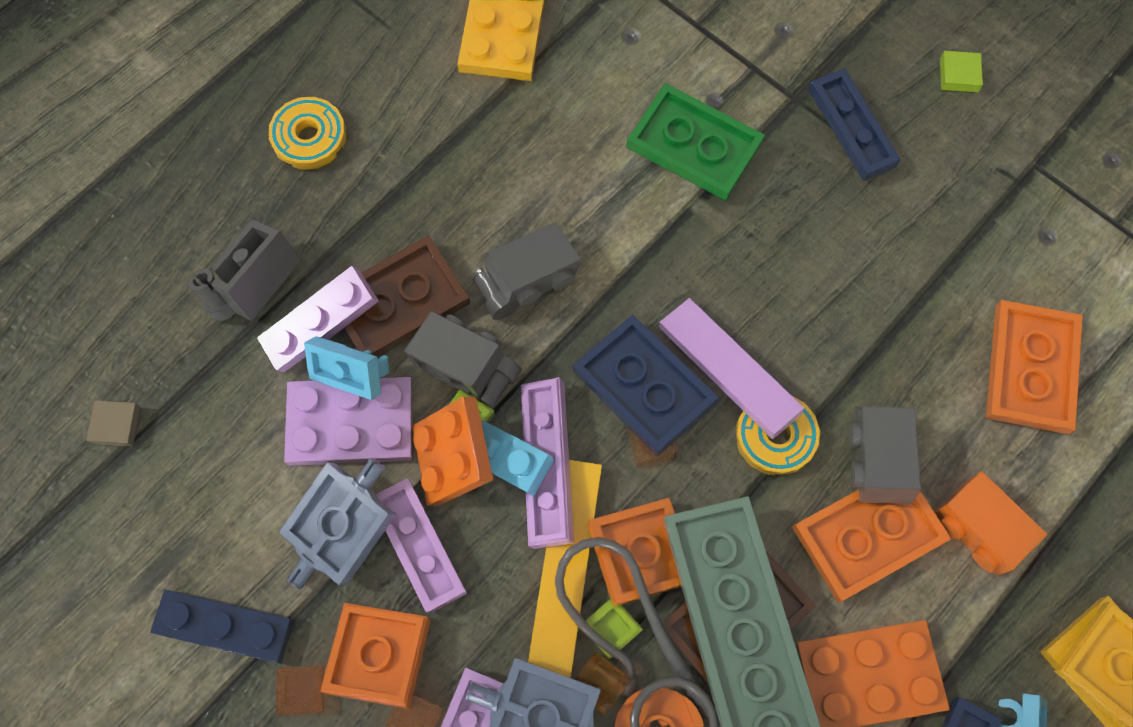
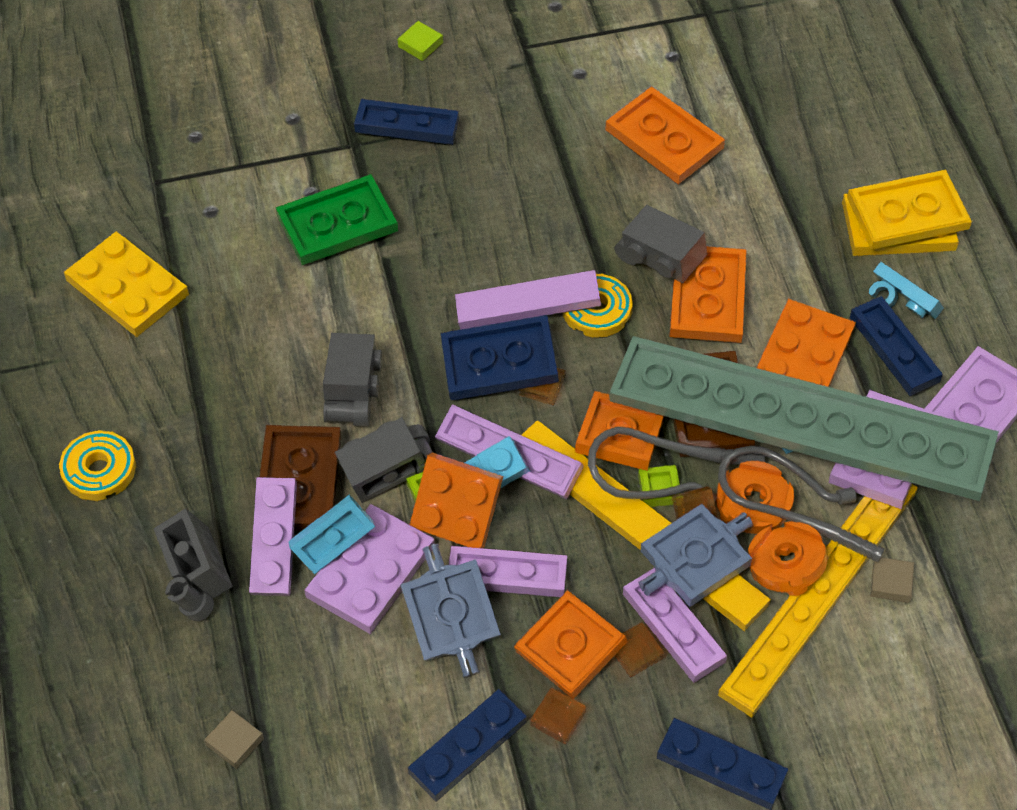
camera: 55 degrees left, 15 degrees down
(989, 524) = (752, 223): orange brick -> none

